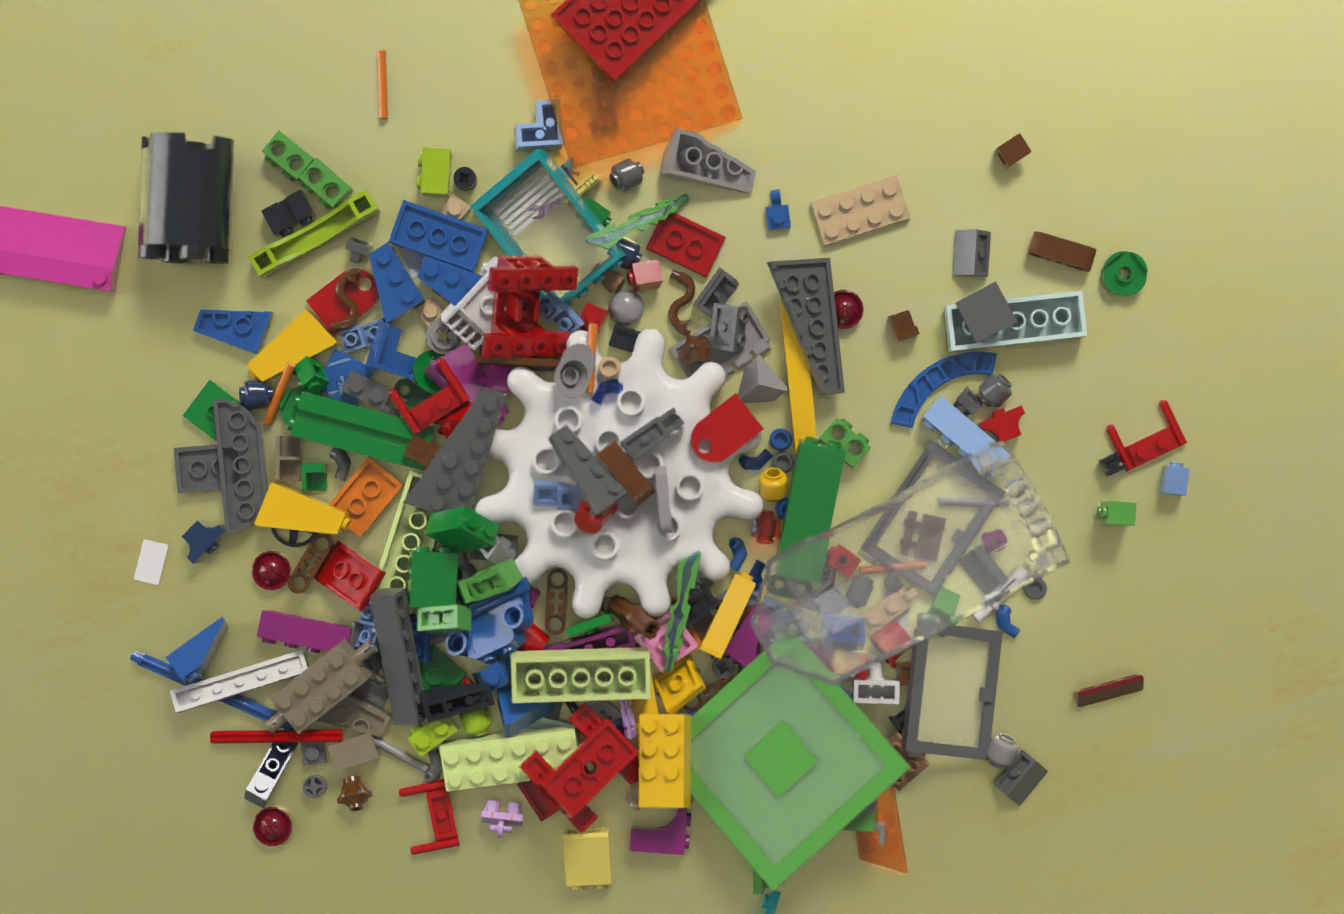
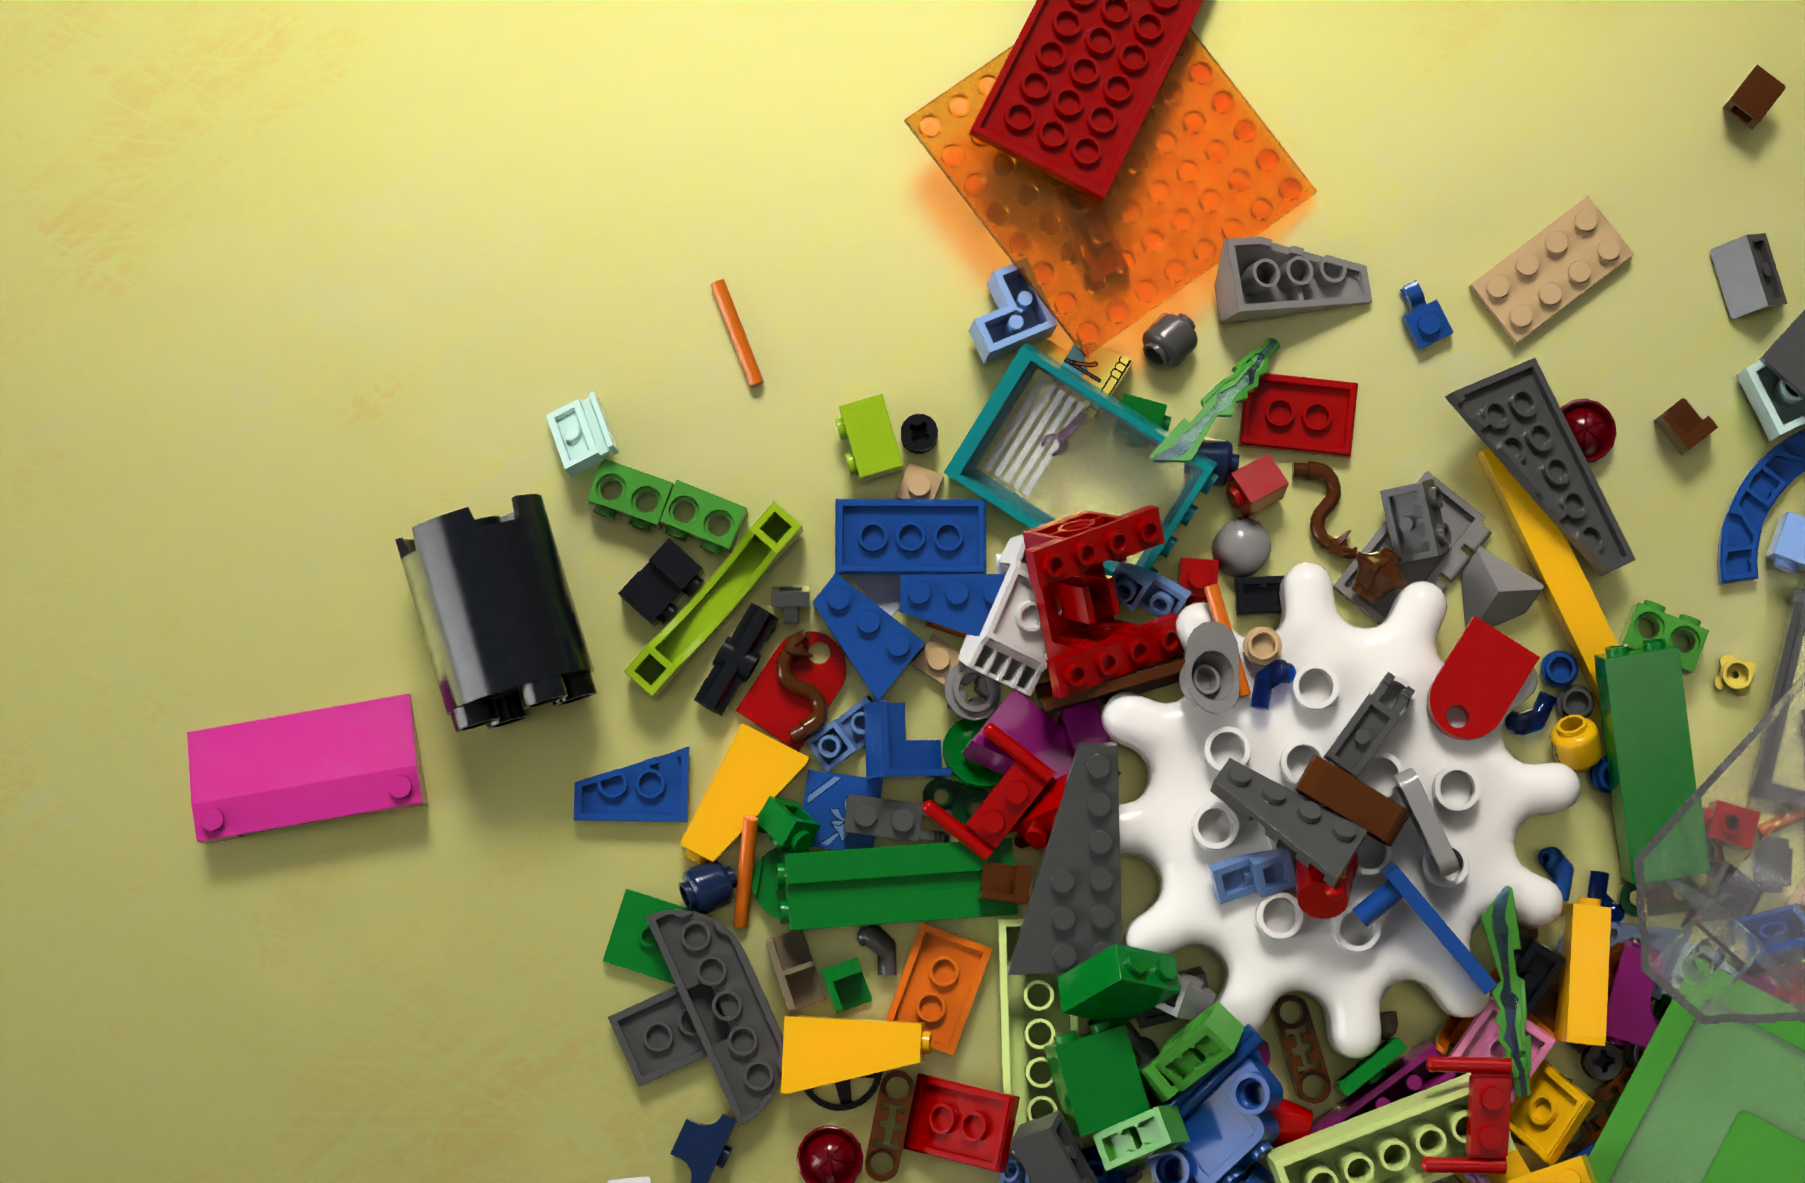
camera: 20 degrees left, 5 degrees down
(272, 112) = (581, 434): none -> light aqua plate
(316, 271) = (736, 659): none -> black piece
(613, 281) = (1209, 512): medium nougat cone -> none
(633, 617) = (1438, 1028): reddish brown piece -> none
(636, 530) = (1398, 887): none -> blue piece
(639, 675) = (1486, 1117): none -> red plate
(716, 291) = (1374, 472): dark grey hinge -> none
(766, 528) = (1590, 817): clear red head -> none
(878, 471) = (1745, 674): none -> light yellow plate

